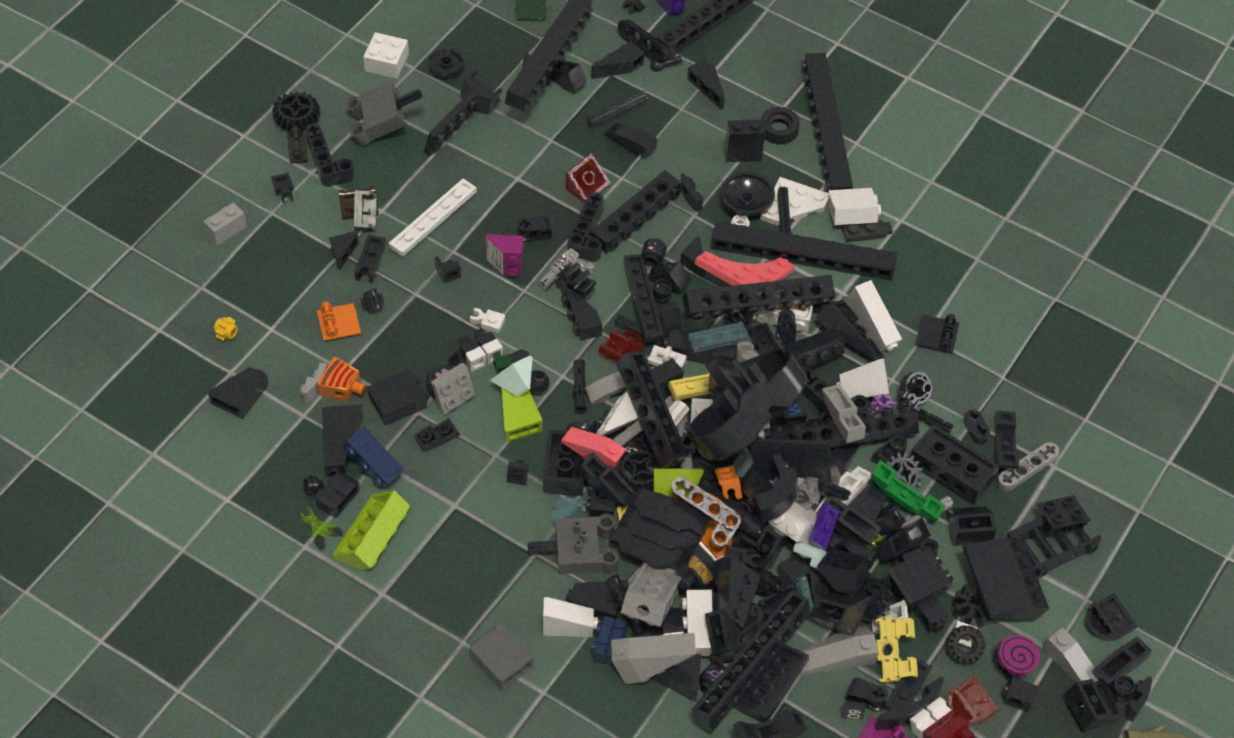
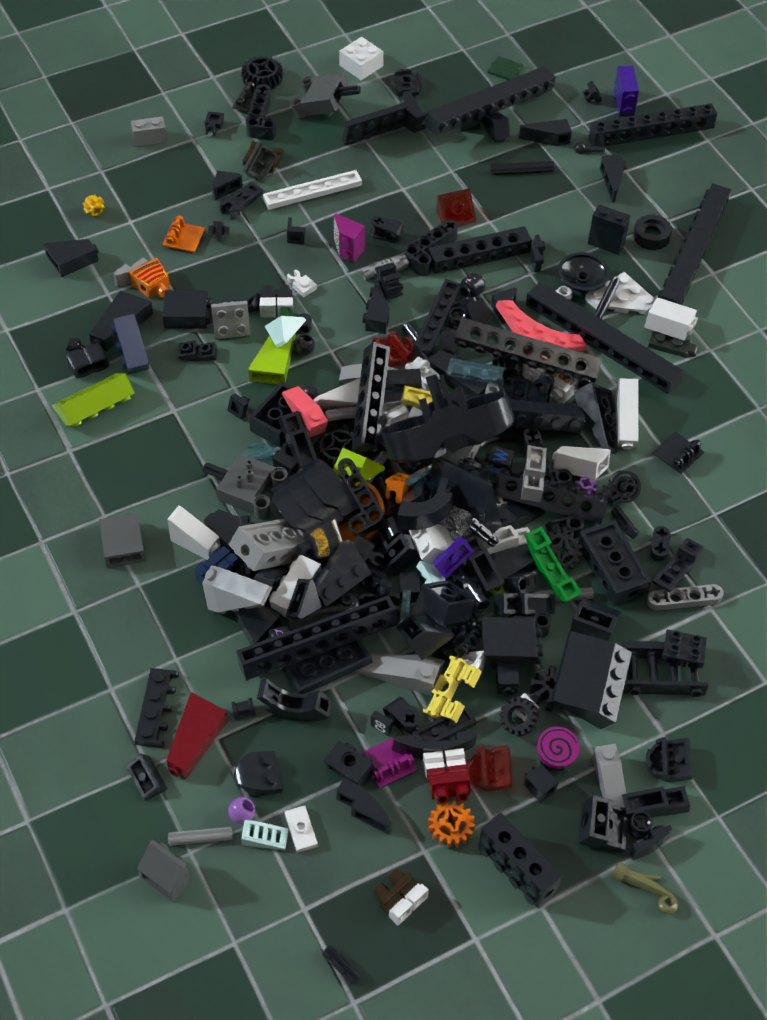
camera: 30 degrees right, 0 degrees up
(320, 528) = (58, 379): clear neon green piece -> none
(567, 259) = (404, 271): clear axle -> none
(580, 403) = (334, 367): black pin -> none
(632, 138) = (517, 194): black slope -> none
(644, 36) = (579, 123): black beam -> none

